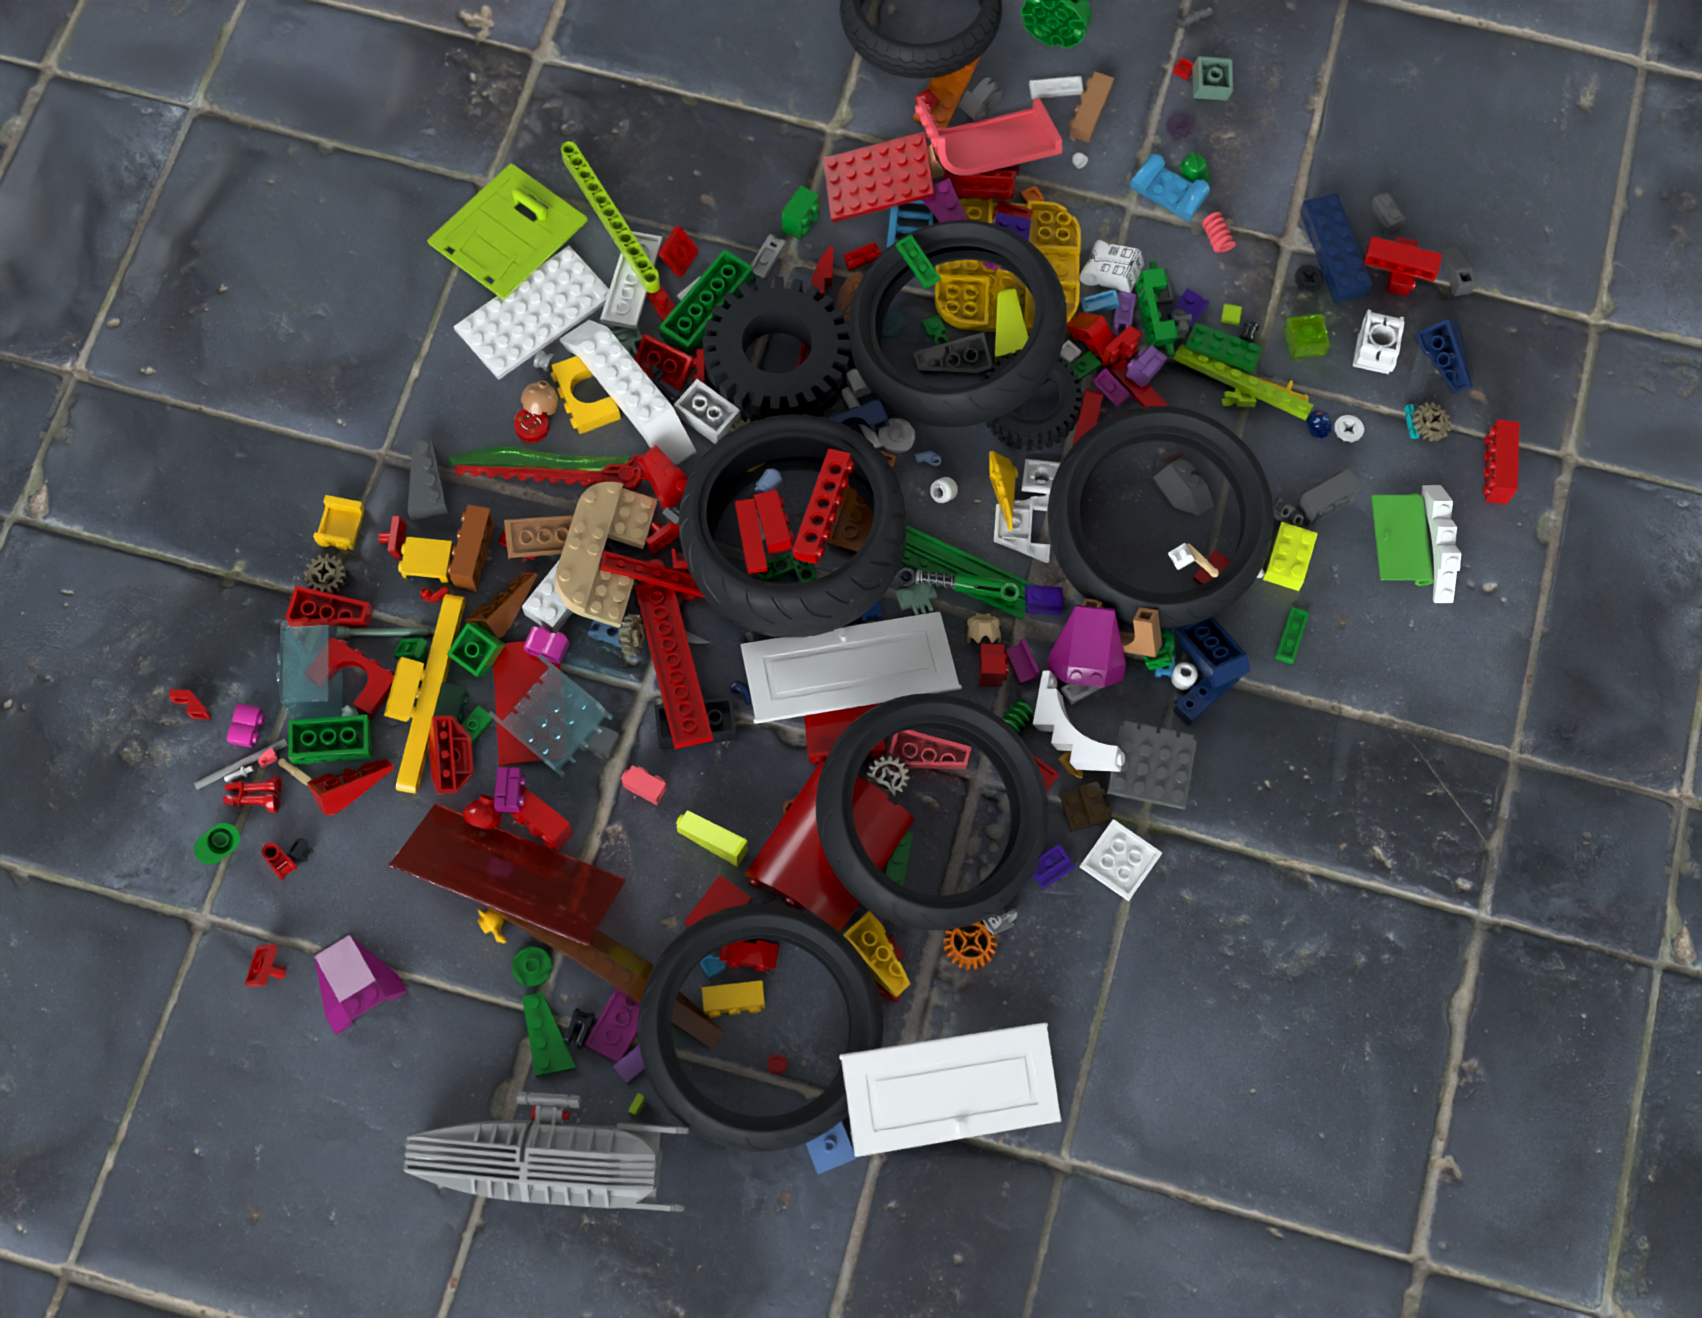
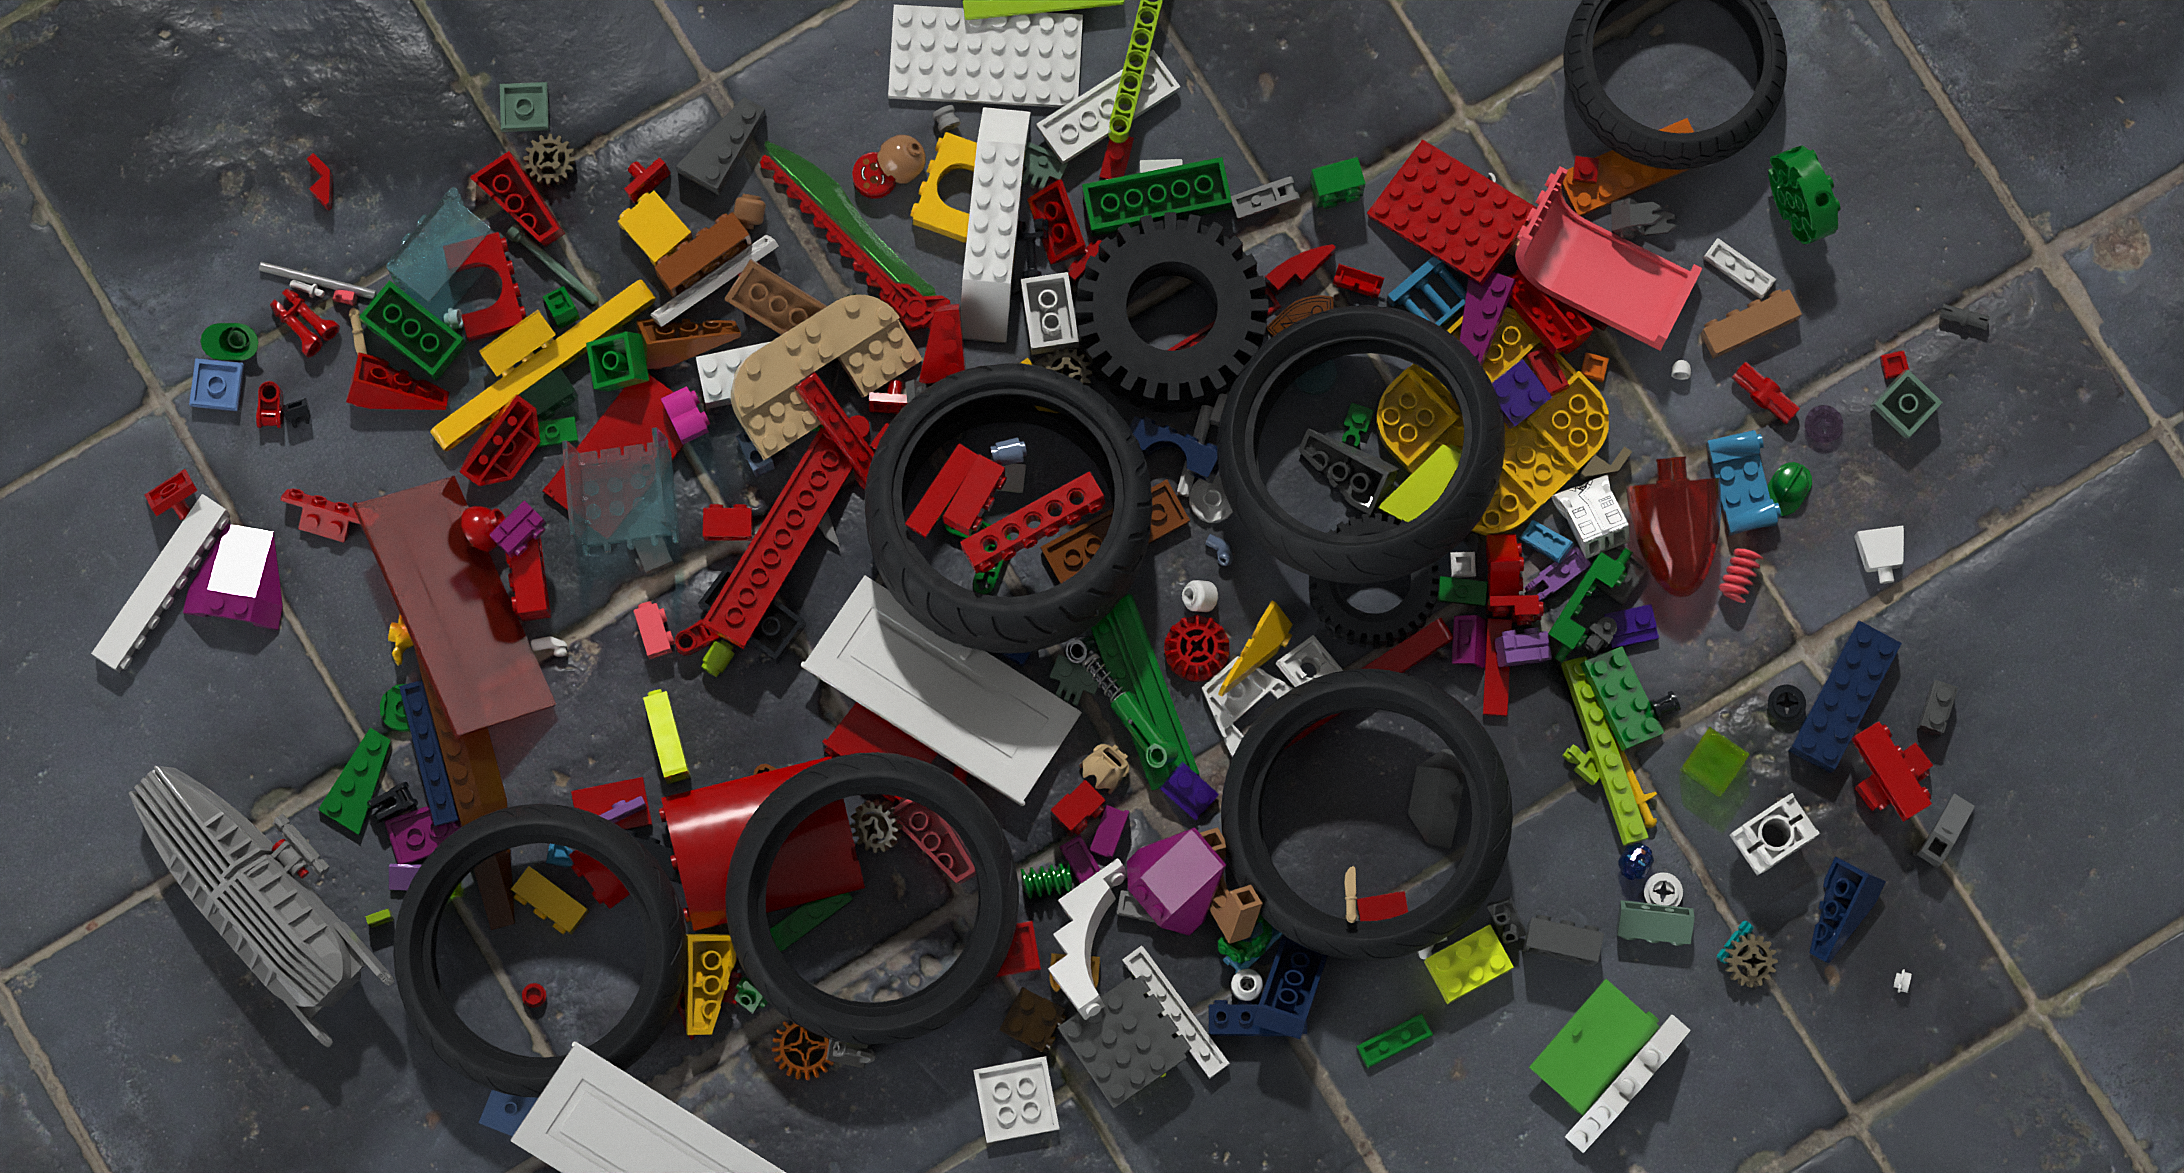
camera: 45 degrees right, 10 degrees up
(231, 878) = (216, 384): none -> medium blue plate
(245, 725) = (351, 248): dark pink brick -> none
(281, 559) = (524, 107): none -> sand green plate
(305, 1029) = (161, 583): none -> white brick
(340, 523) = (607, 119): yellow panel -> none
(376, 896) = (322, 516): none -> red bracket
(430, 596) = (629, 270): red arm -> none
(474, 498) = (749, 210): none -> medium nougat head
(490, 558) = (713, 280): none -> white tile
(575, 977) = (429, 753): none -> dark blue plate
(587, 847) = (550, 643): none -> white arm
(631, 684) = (727, 523): none -> red brick
(632, 635) = (770, 476): dark tan gear -> none
(675, 762) = (699, 637): none -> red piece
(678, 251) = (1178, 118): red tile -> none
(698, 766) = (717, 658): none -> lime brick
(728, 901) = (622, 809): none -> medium lavender plate
(742, 688) = (826, 616): dark blue arm -> none
(909, 939) = (749, 996): none -> green brick
(918, 261) = (1372, 351): green tile -> none
(962, 532) = (1183, 665): none -> red gear
(1024, 692) = (1079, 859): none -> magenta tile
(1052, 867) = (947, 1047): dark purple plate -> none
(1089, 240) = (1598, 467): none -> dark tan slope
(1135, 134) = (1765, 393): none -> red piece
(1163, 230) = (1676, 526): none -> clear red windscreen
(1181, 556) = (1334, 873): white tile -> none
(1204, 735) = (1203, 1047): none -> white plate
(1231, 314) = (1668, 670): lime tile -> none
(1276, 161) = (1881, 551): none -> white torso
(1363, 446) = (1655, 922): none -> sand green brick
(1501, 462) = (1776, 1060): red brick -> none
(1517, 364) = (1902, 981): none -> white plate

